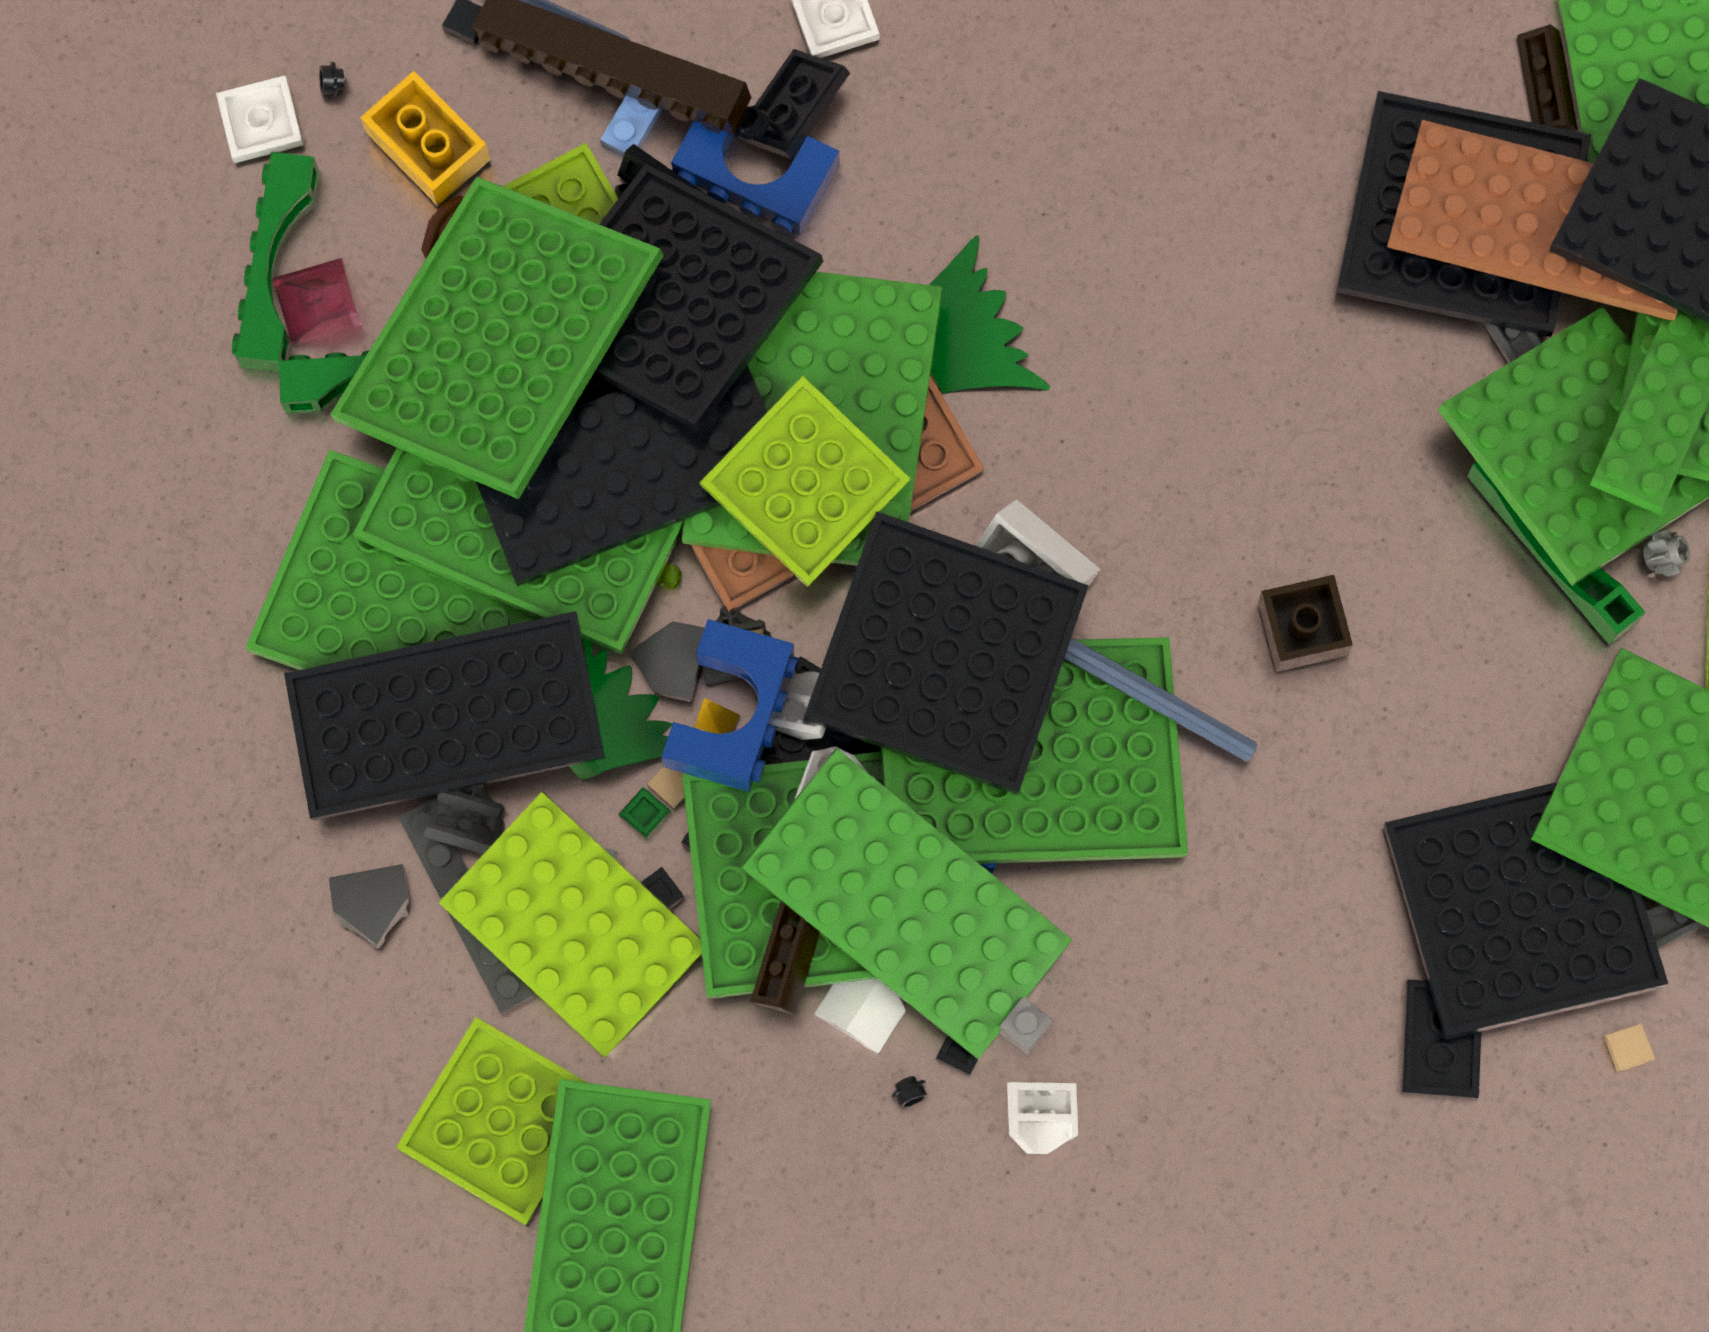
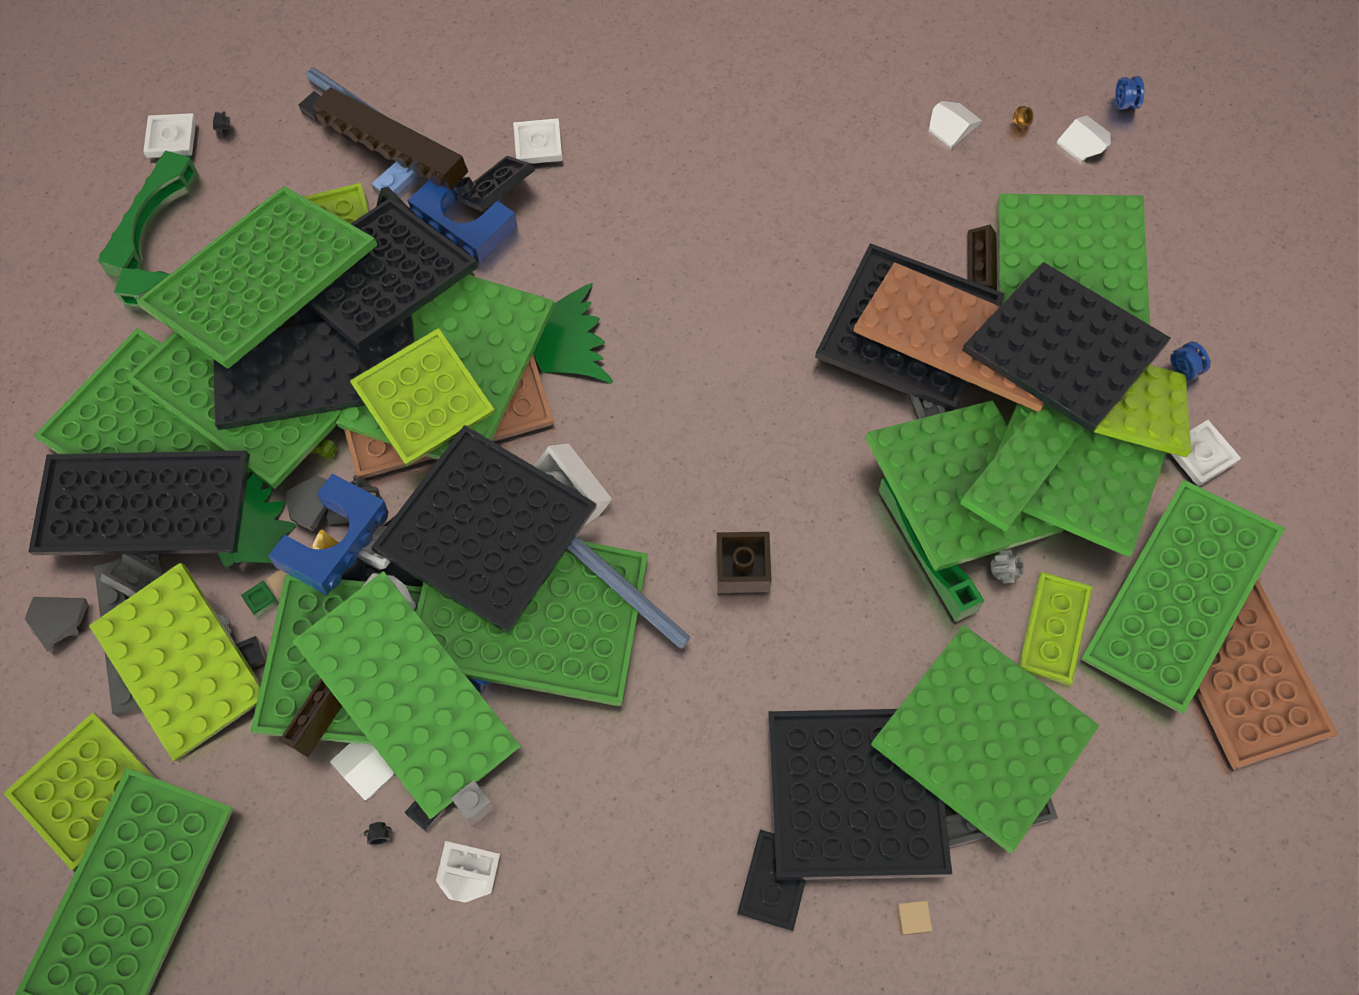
camera: 10 degrees right, 10 degrees down
(317, 301) = (166, 244): clear pink slope -> none
(425, 138) = (262, 160): yellow brick -> none

